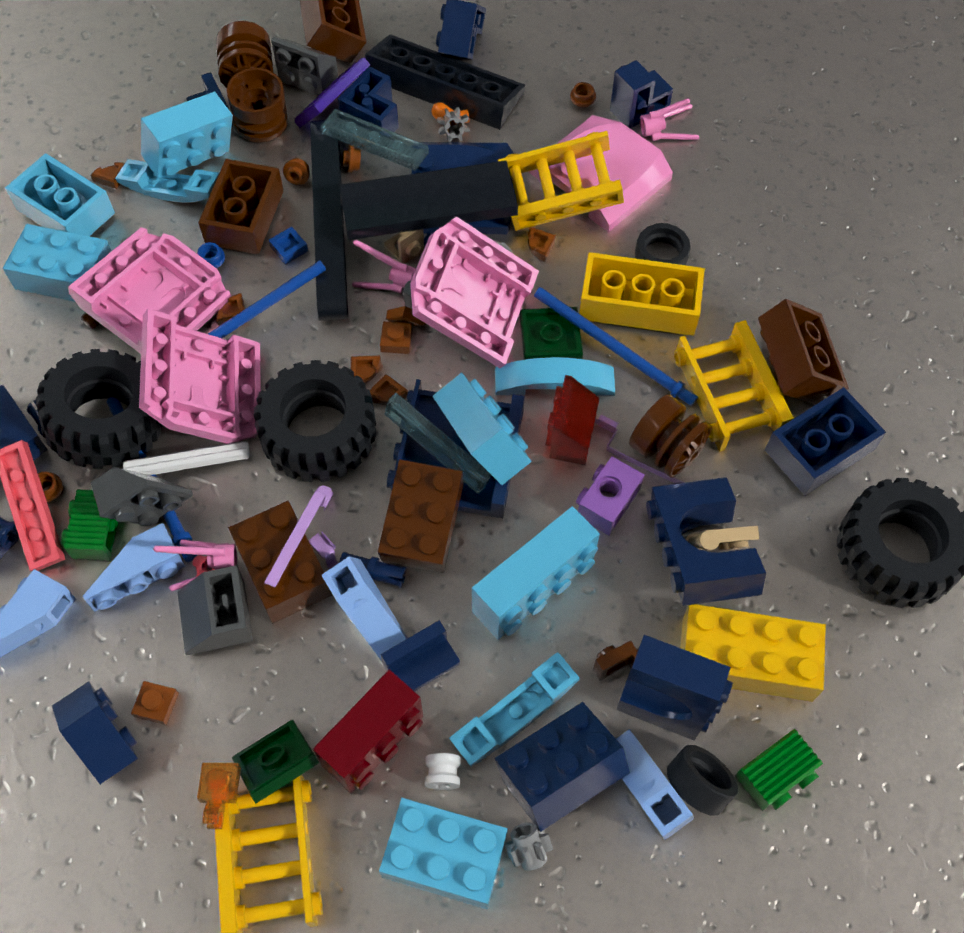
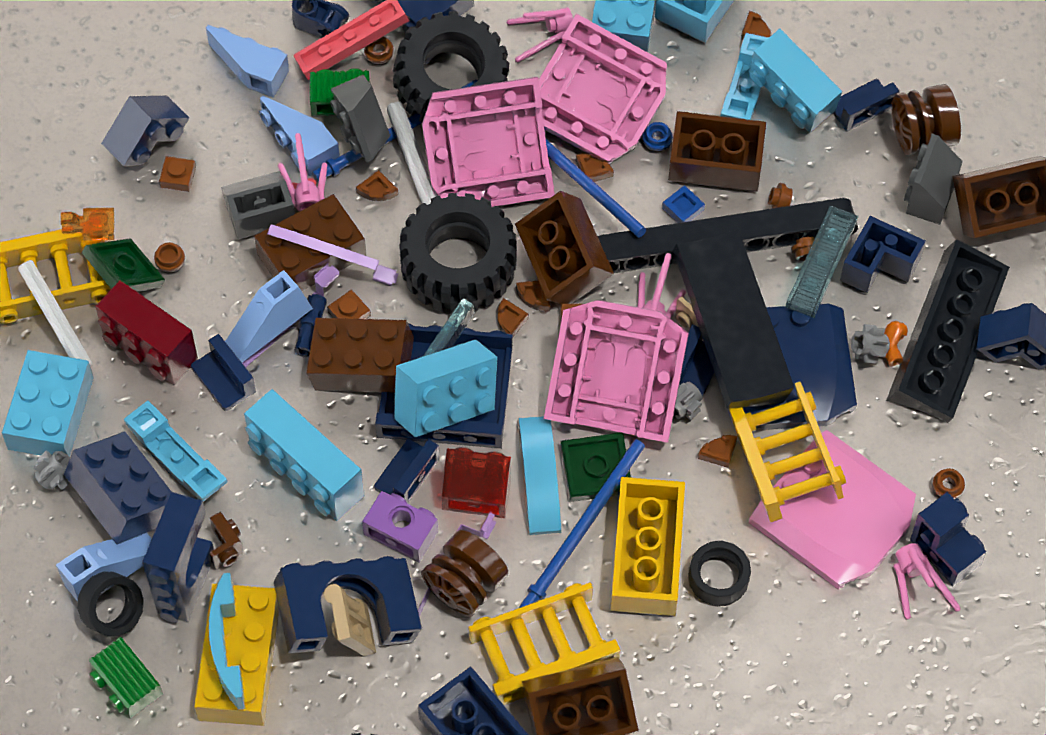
camera: 85 degrees right, 0 degrees up
(58, 325) = (556, 21): none -> bright pink plant
(215, 499) = (377, 188): none -> dark orange tile
(257, 105) = (860, 129): reddish brown wheel -> none
(264, 714) = (169, 257): none -> dark orange plate
(329, 841) = (52, 311): none -> white axle
(330, 327) = (564, 248): none -> reddish brown brick
(331, 92) = (891, 213): dark purple tile -> none
(358, 533) = (349, 307): none -> dark orange plate
(442, 771) = (119, 399): white wheel -> none
(546, 487) = (408, 469): none -> dark blue panel
(720, 647) = (224, 606): none -> medium azure slope

